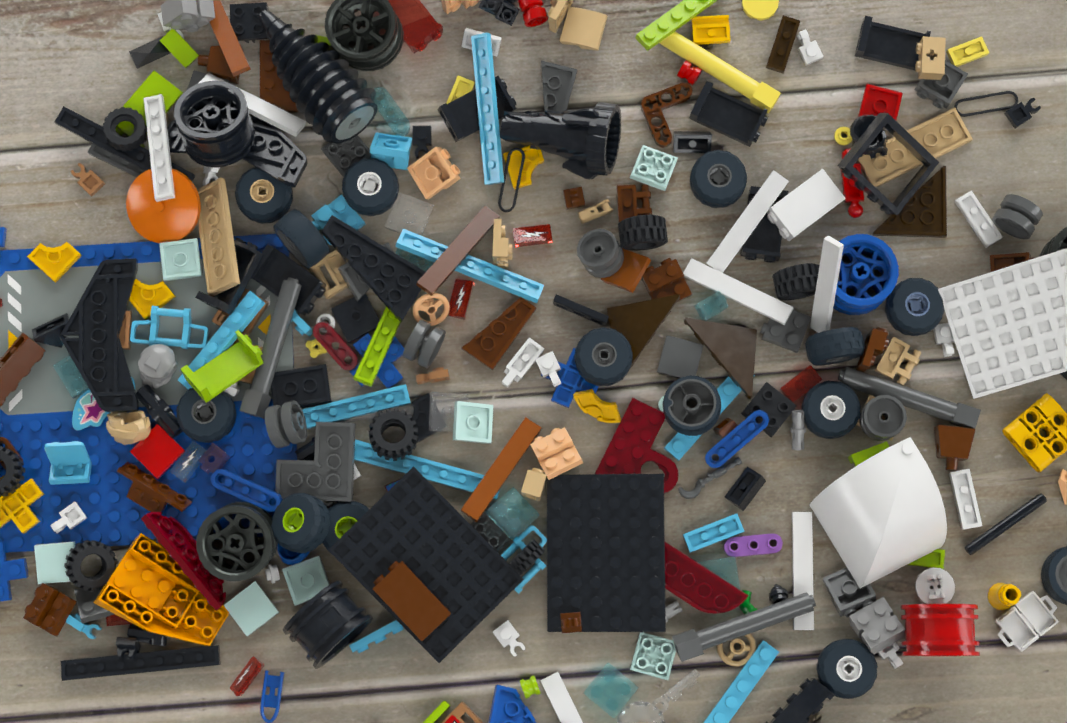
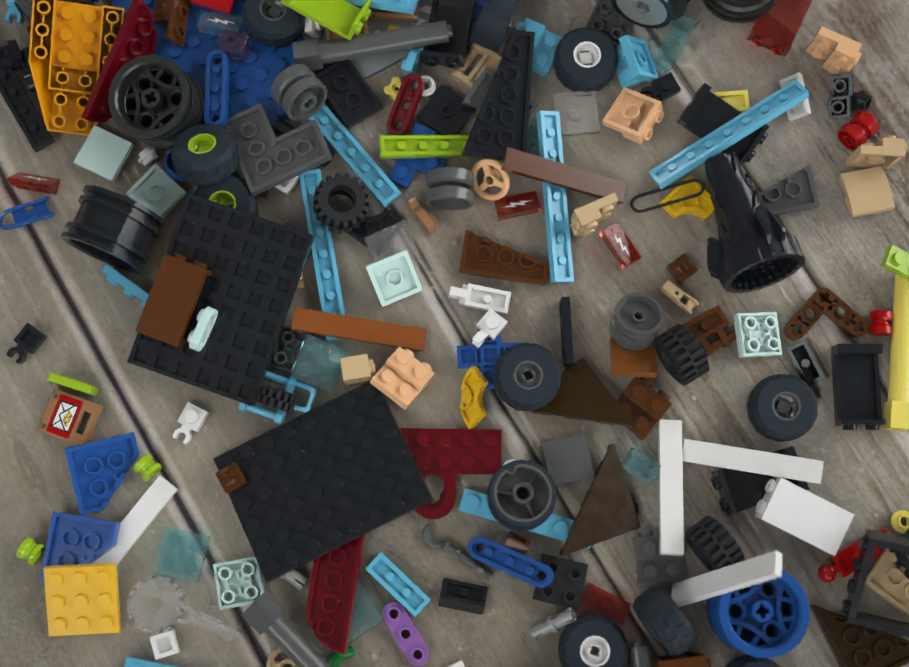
camera: 60 degrees right, 0 degrees up
(439, 582) = (206, 321): none -> light aqua plate

